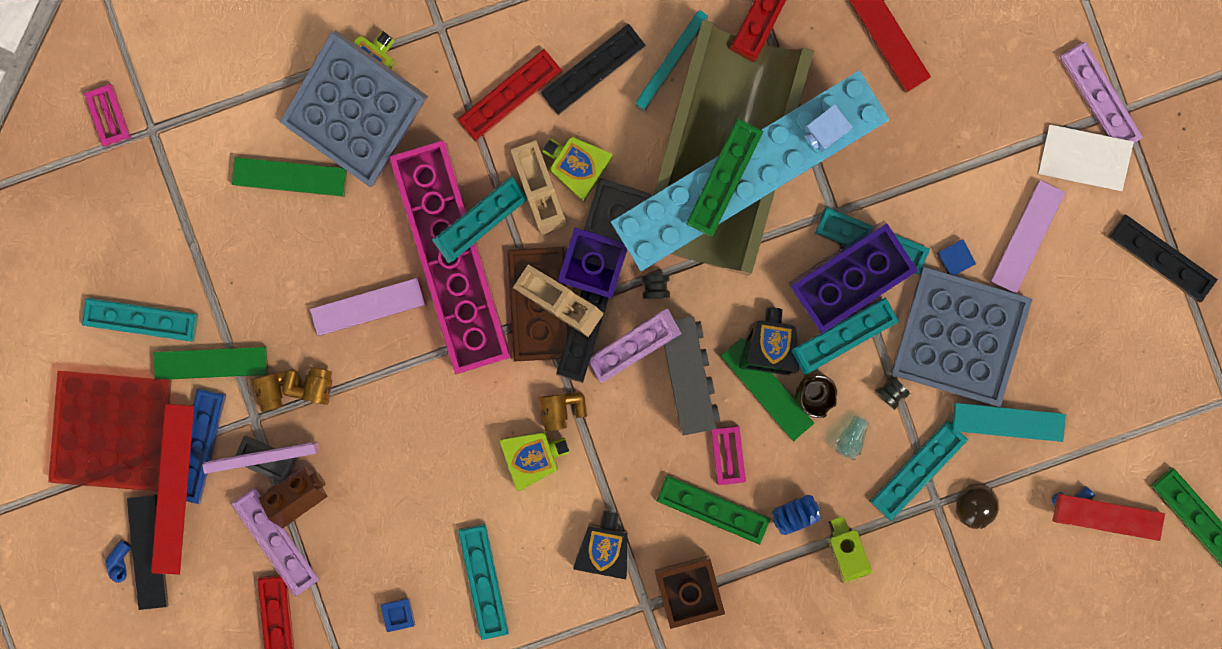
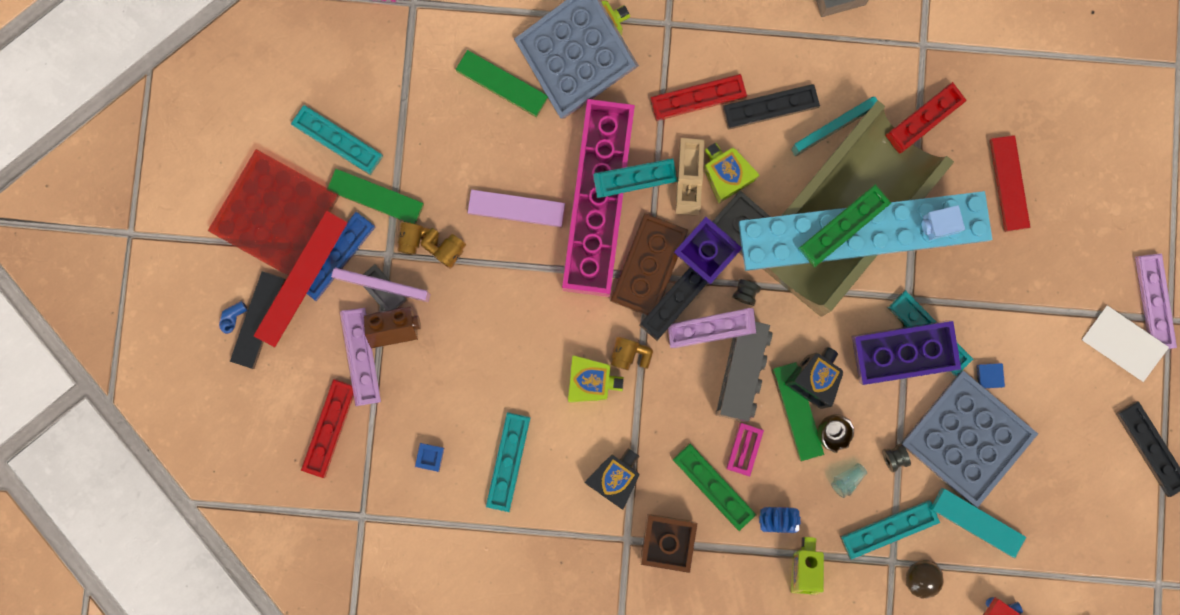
camera: 25 degrees right, 5 degrees down
(558, 300) = (667, 268): tan slope -> none
(845, 336) = (878, 396): teal tile -> none
(1027, 237) = (1053, 384): lavender tile -> none

